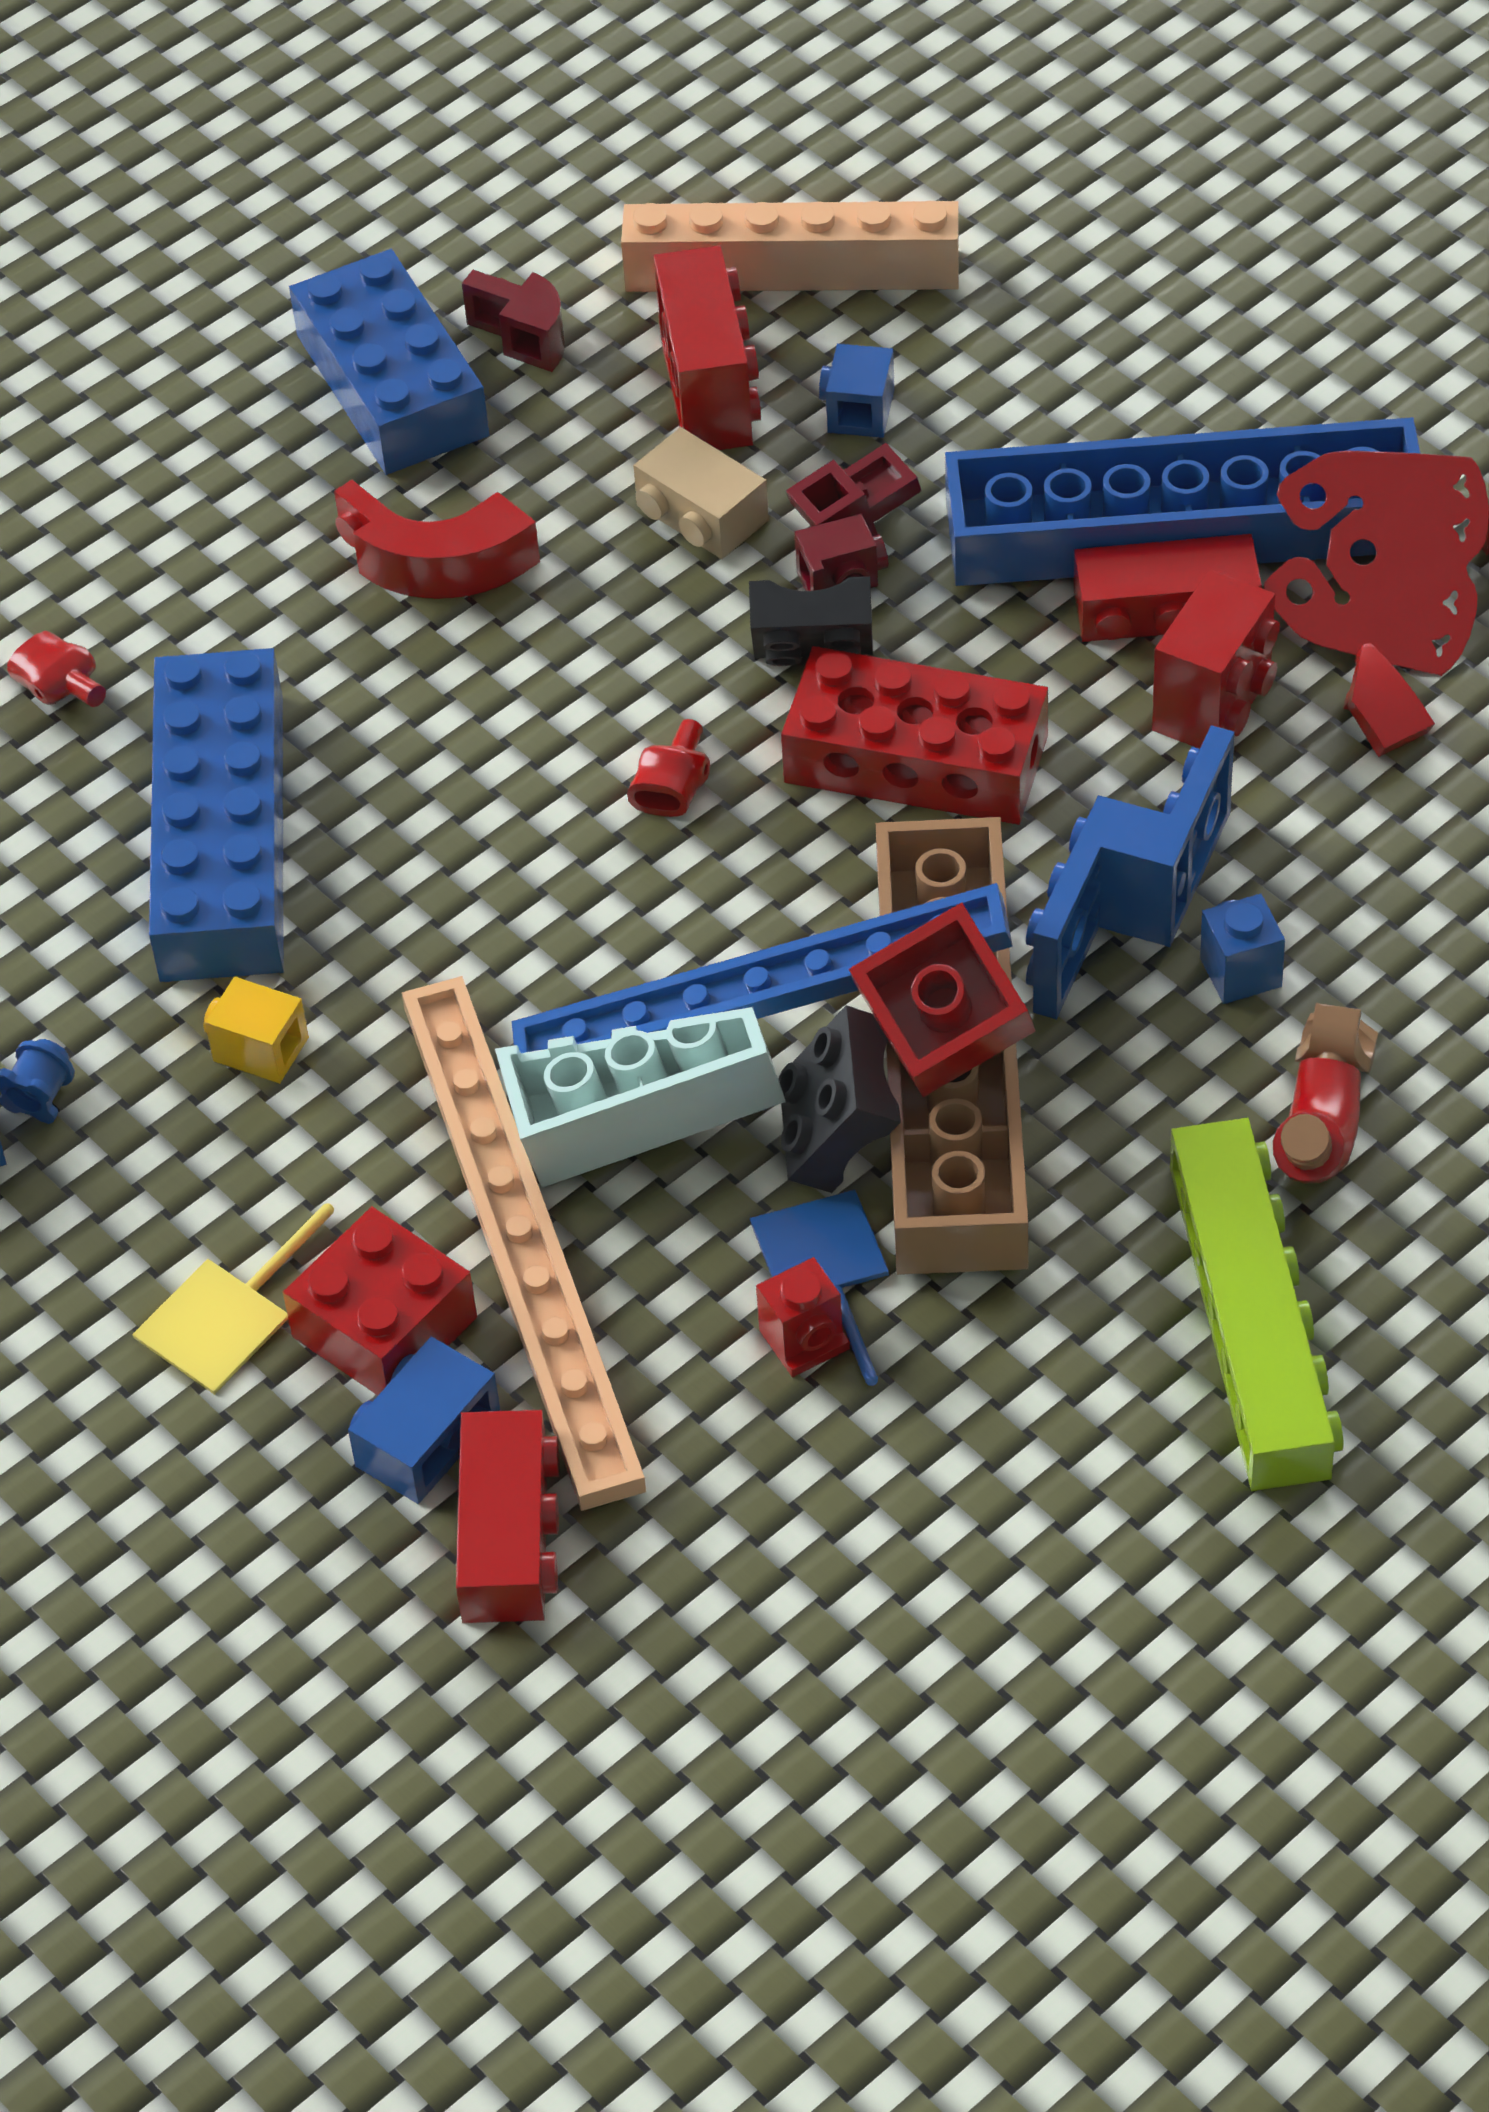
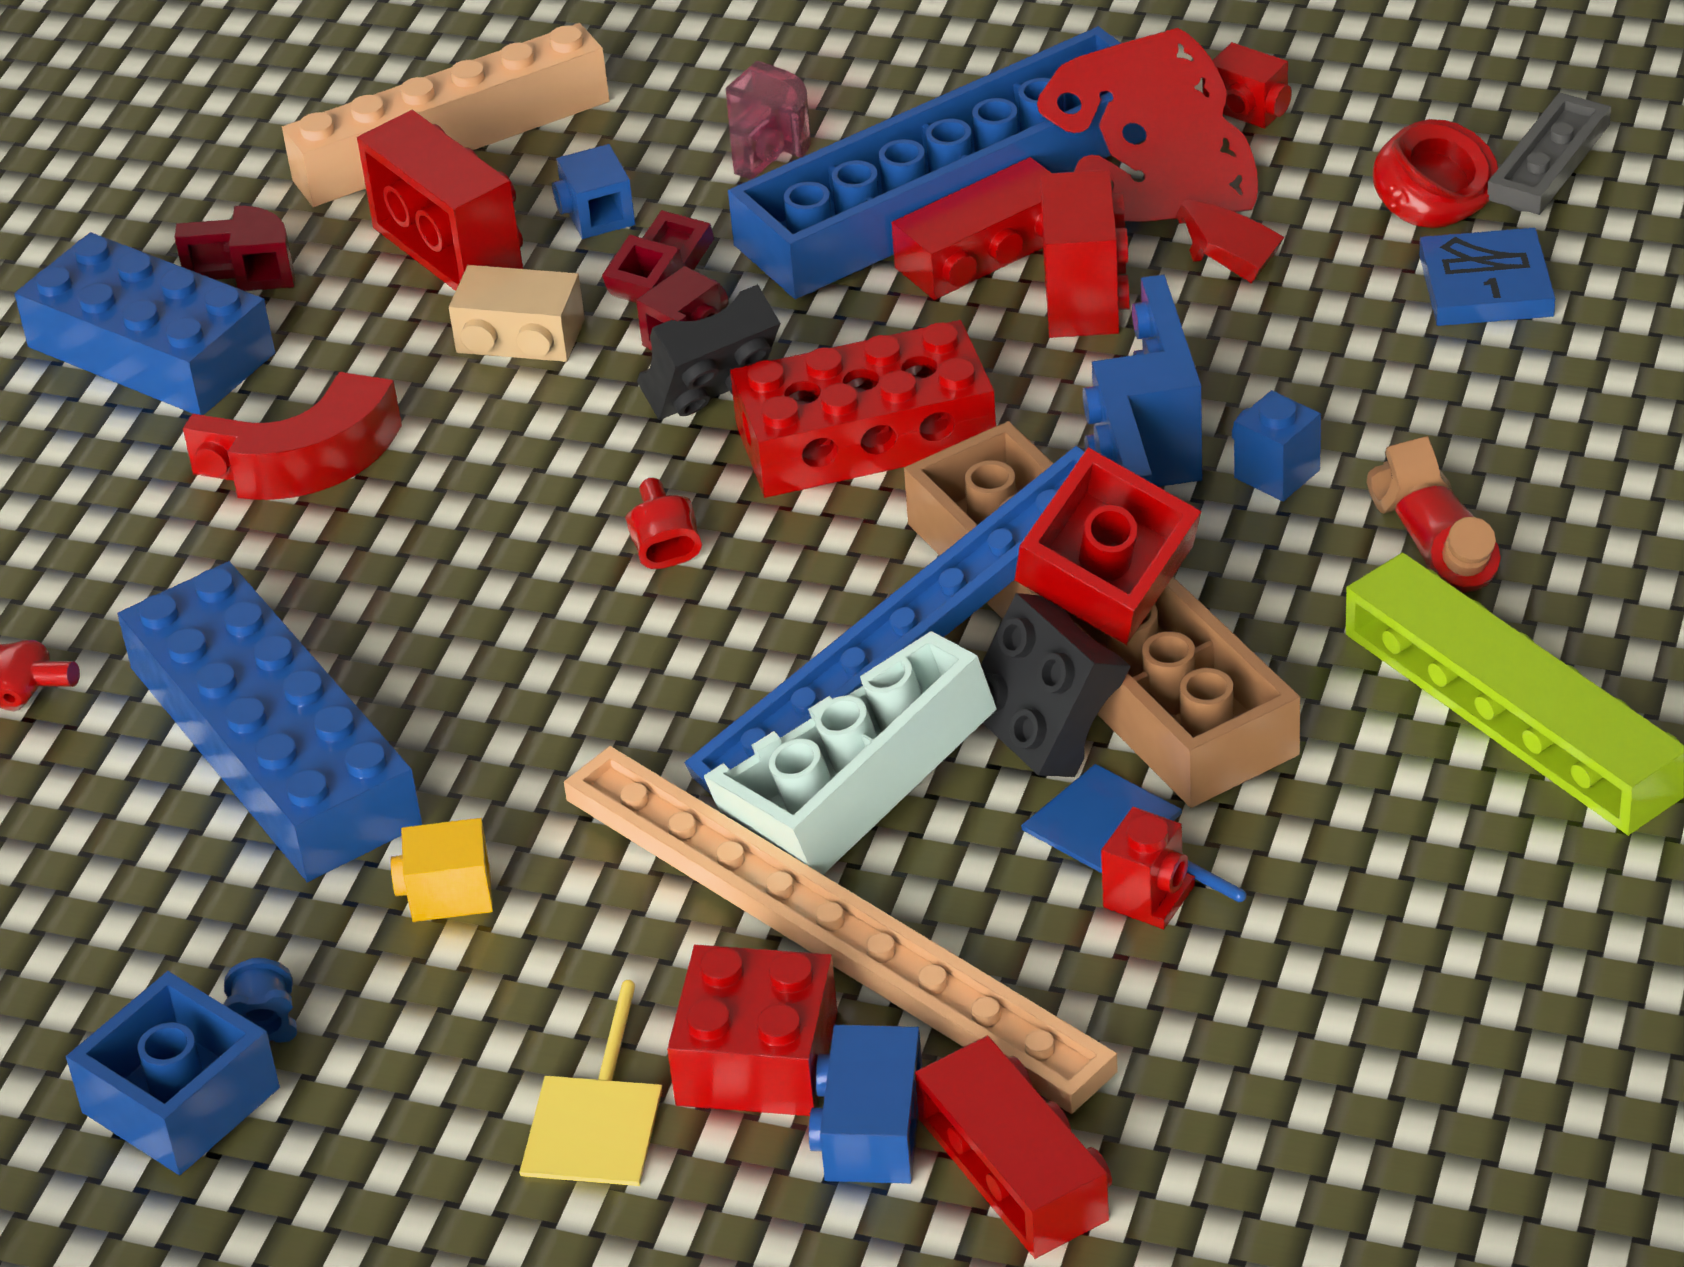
camera: 30 degrees left, 10 degrees down
(1070, 379) = (766, 118): none -> clear pink brick

